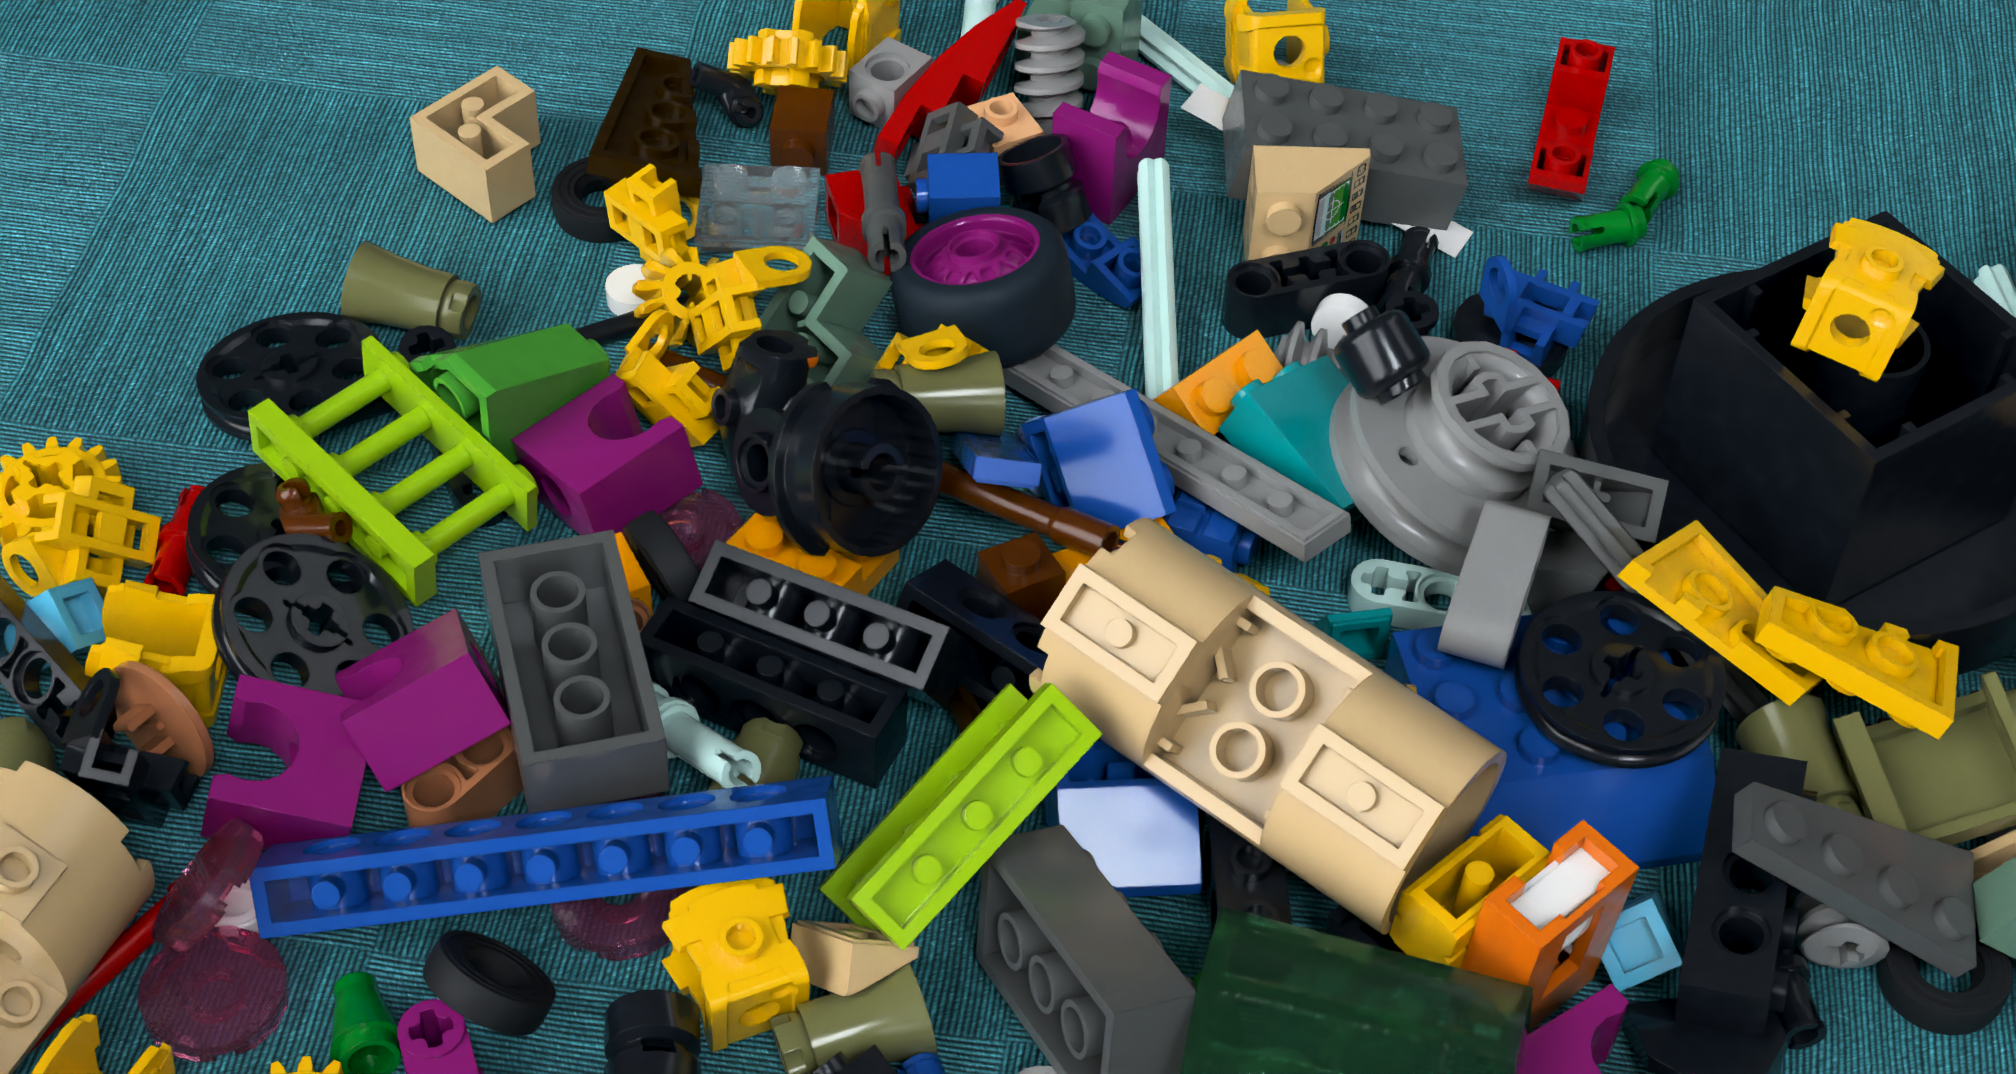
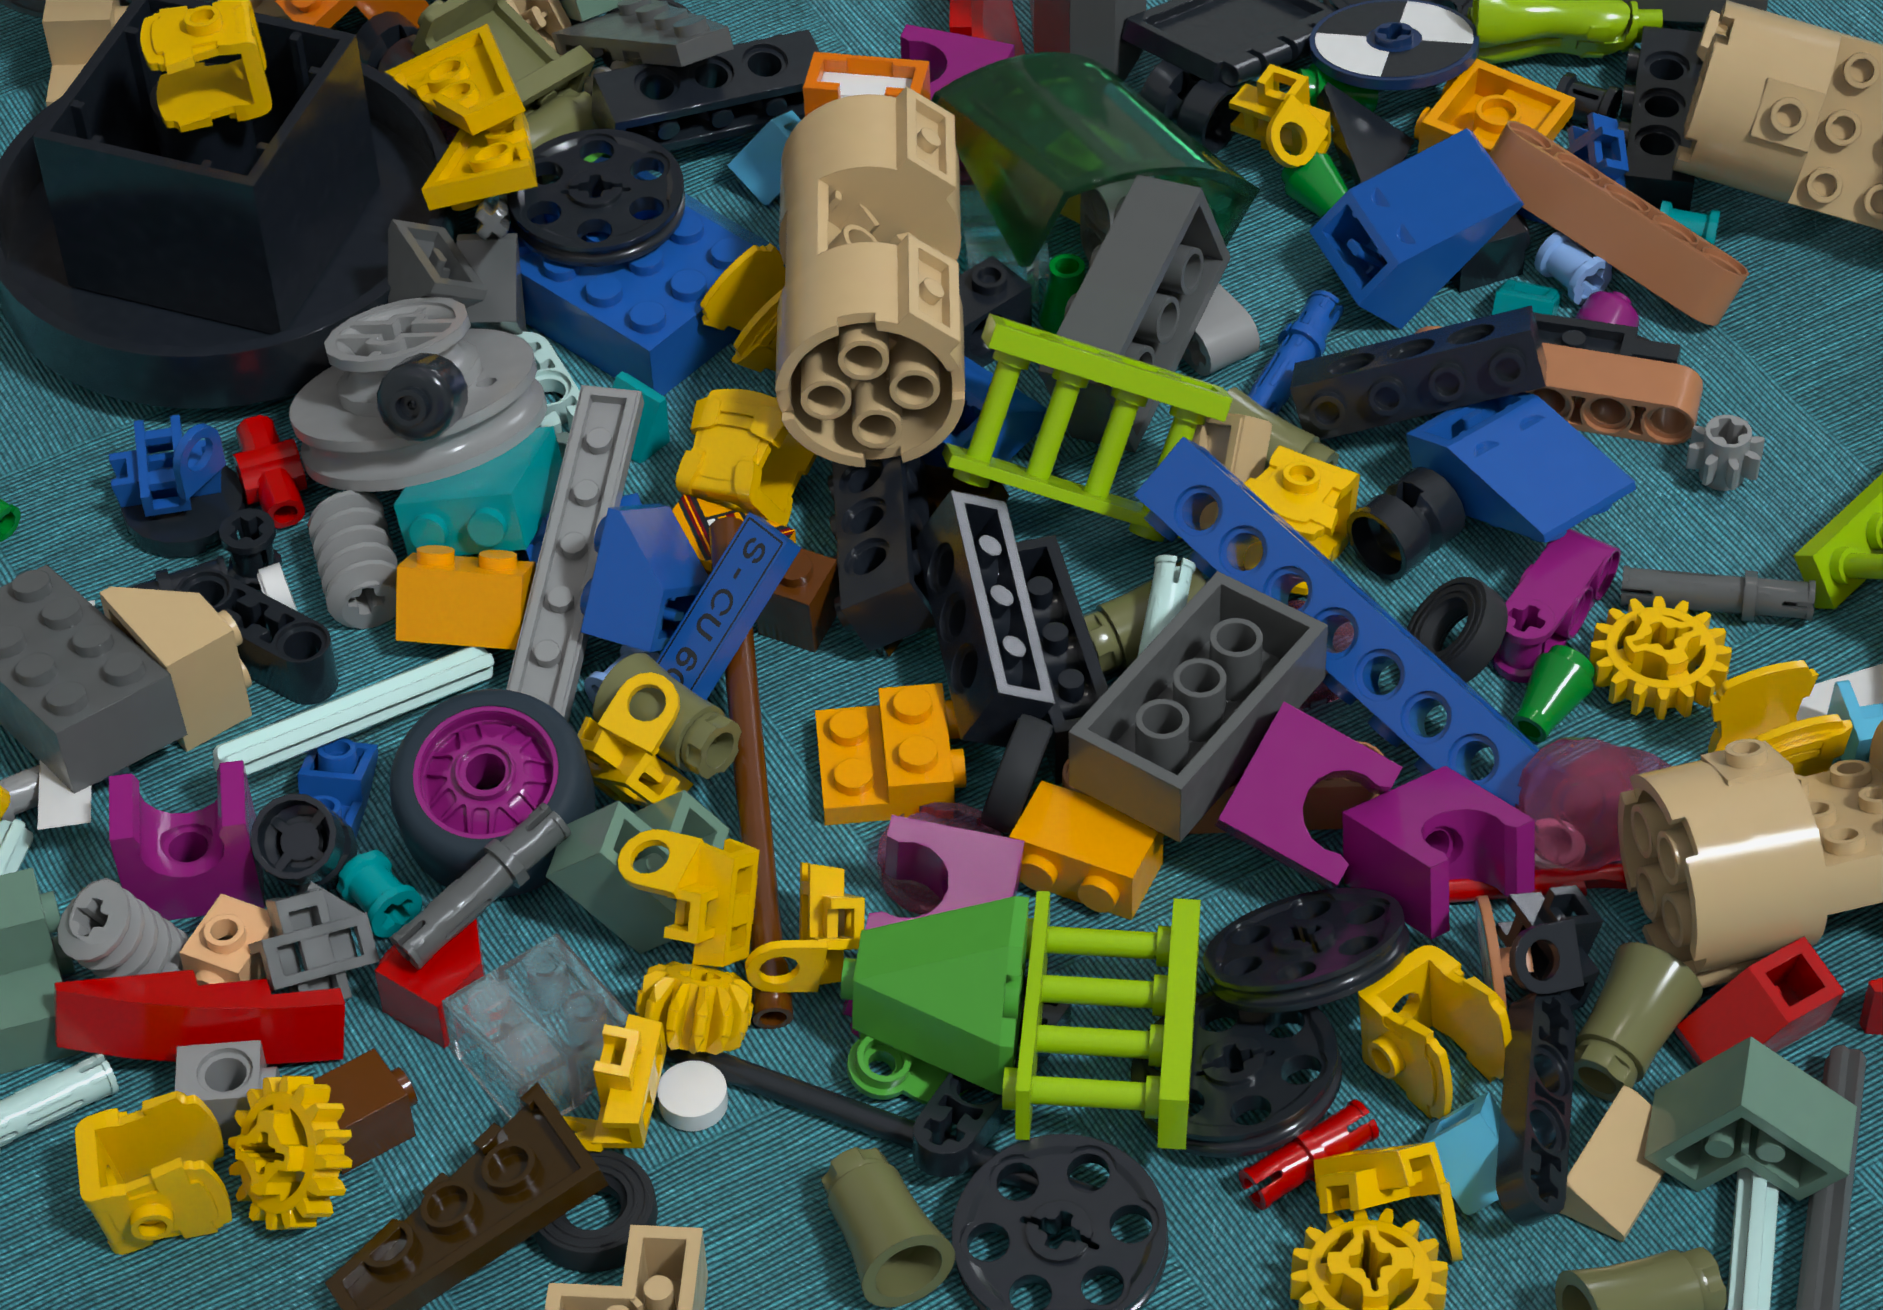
camera: 125 degrees left, 0 degrees up
(303, 512) = (1221, 1031): reddish brown arm -> none
(732, 92) = (356, 1210): black arm -> none
(764, 373) = (788, 809): black animal -> none
(842, 466) = (839, 663): black piece -> none
(958, 184) = (392, 861): blue brick -> none
(1494, 584) = (573, 283): light grey beam -> none

